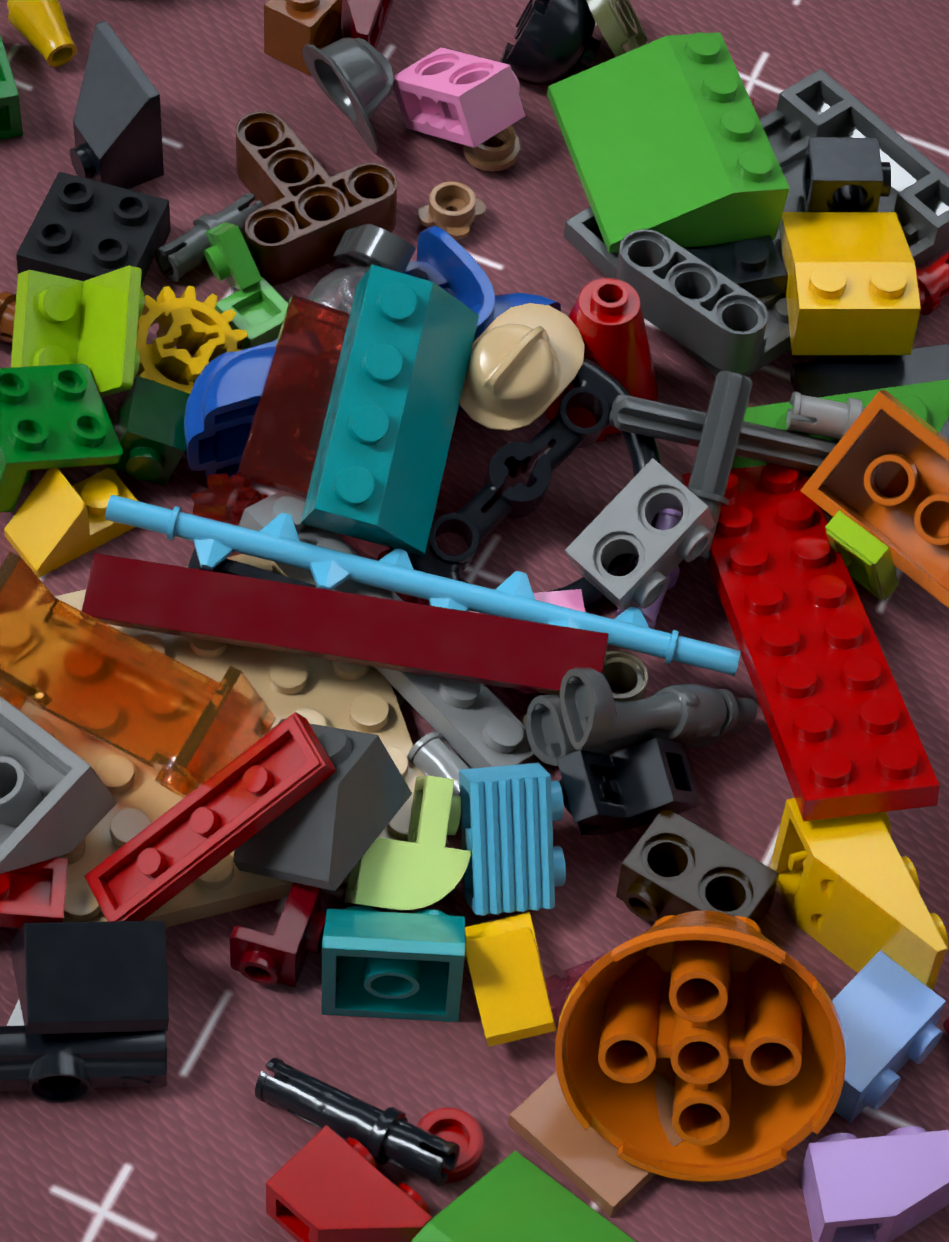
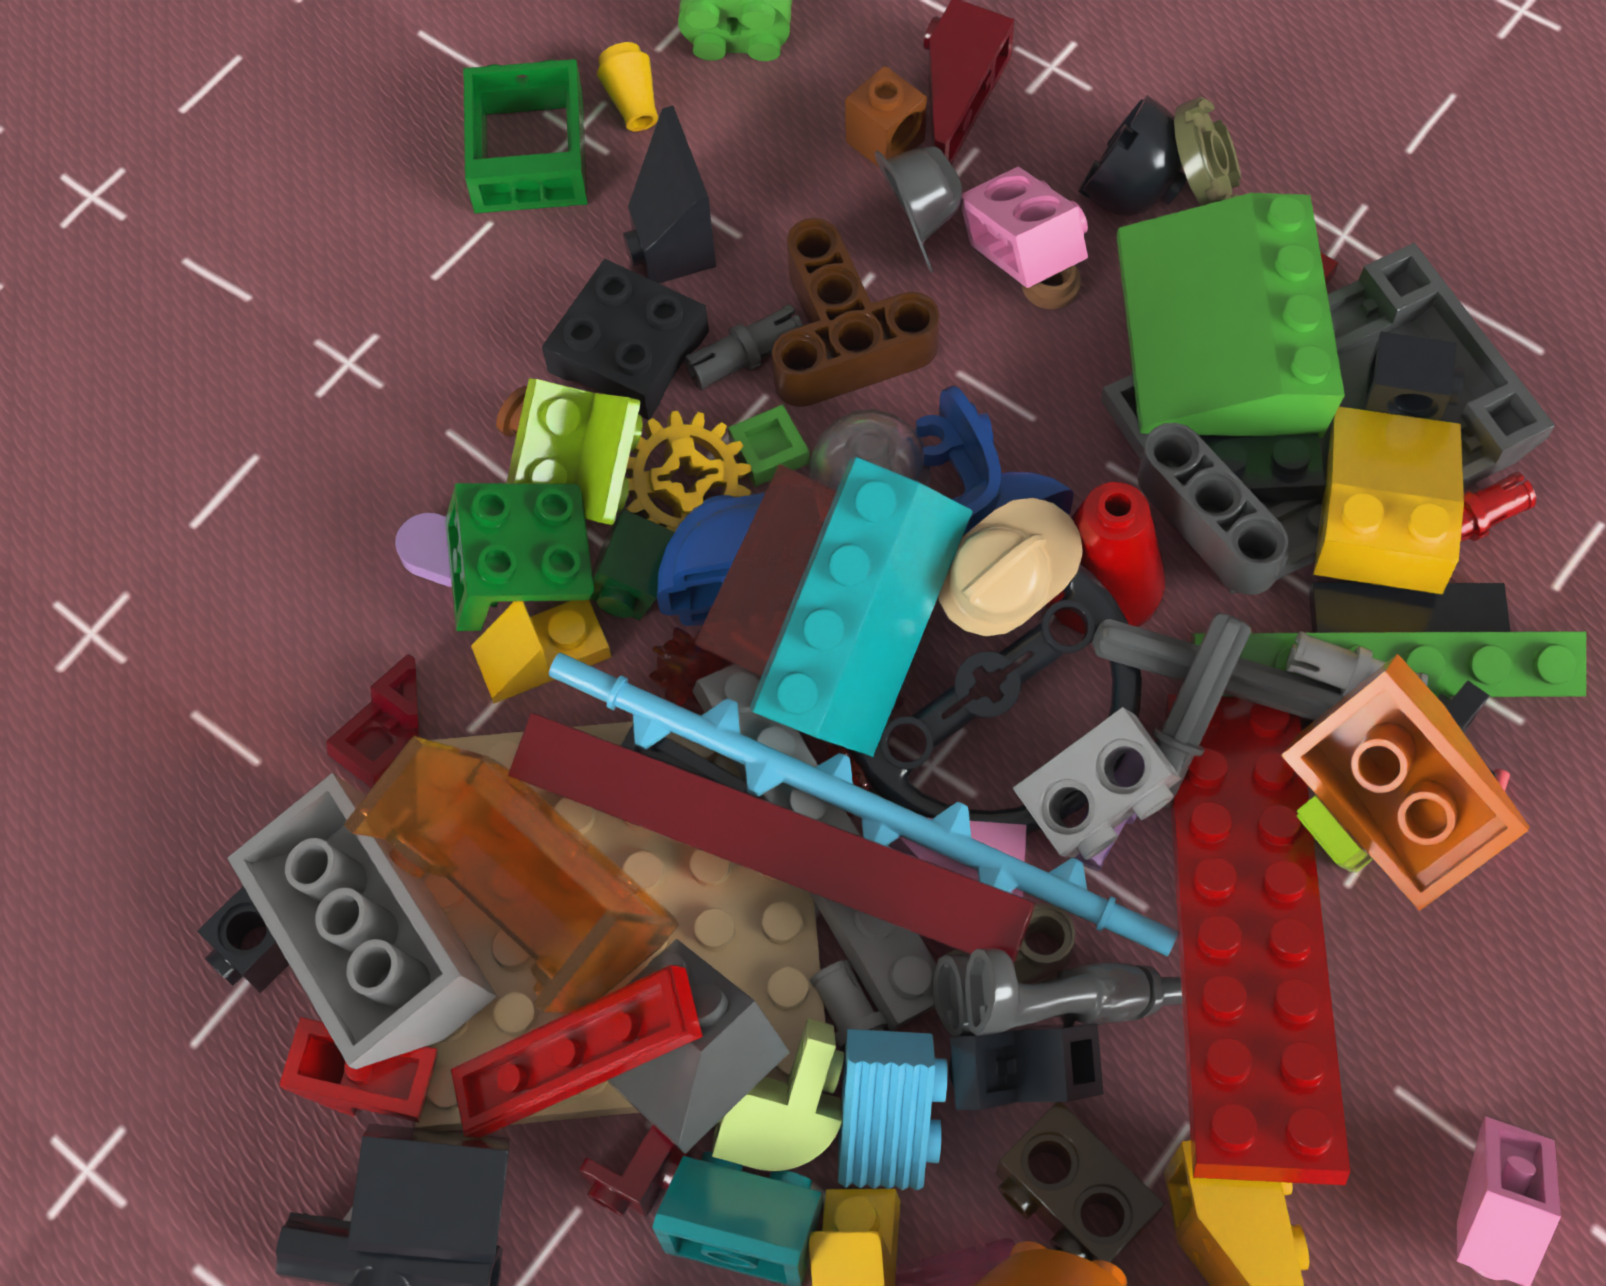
camera: 20 degrees right, 10 degrees up
(230, 256) = (752, 378): bright green plate -> none
(374, 246) = (894, 401): dark grey beam -> none
(452, 209) = (999, 336): medium nougat plate -> none

